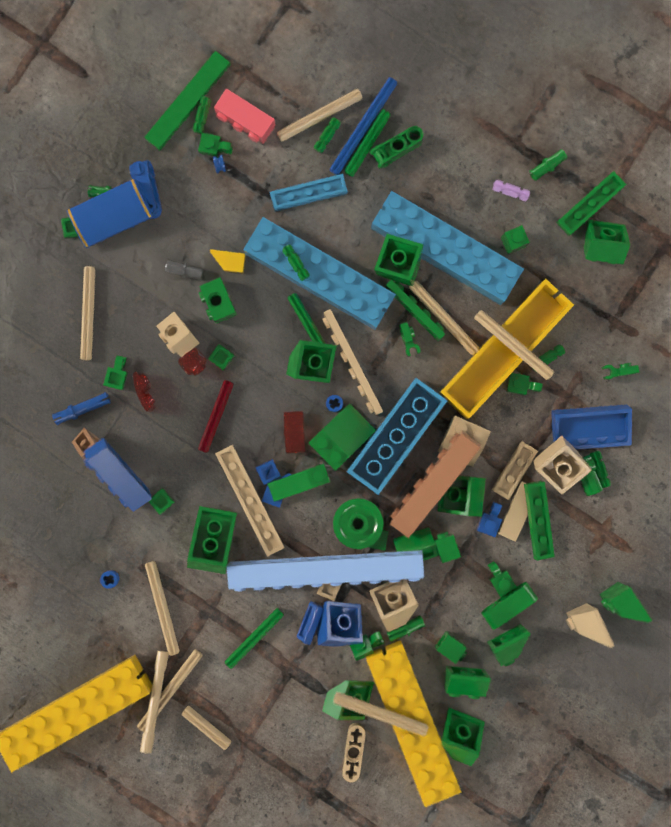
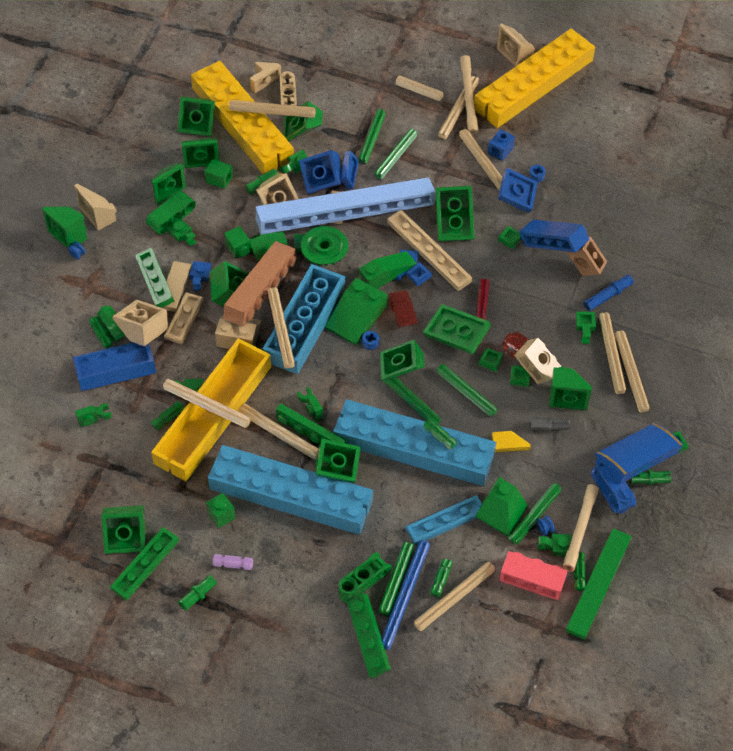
camera: 170 degrees right, 30 degrees down
(82, 764) = (513, 45): none -> tan slope
(100, 338) = (612, 353): none -> tan axle
(137, 555) = (517, 190): none -> blue plate
(137, 624) = (501, 145): none -> blue brick
(141, 386) = (559, 318): clear red slope -> none
(159, 296) = (568, 390): none -> green slope
(199, 330) = (519, 376): none -> green tile
(204, 125) = (573, 552): none -> tan piece
(217, 289) = (510, 411): green brick -> none
(223, 181) = (535, 513): none -> green axle
(247, 392) = (457, 329): none -> green plate
(254, 326) = (467, 390): none -> green axle
(256, 189) = (502, 507): none -> green slope
(274, 668) = (372, 136): none -> green axle
(355, 370) = (358, 370): tan plate -> none
(371, 782) = (265, 74): none -> tan slope
(404, 90) = (368, 635): none -> green plate
(425, 418) = (281, 329): none -> tan axle
(614, 576) = (76, 250): none -> blue bush

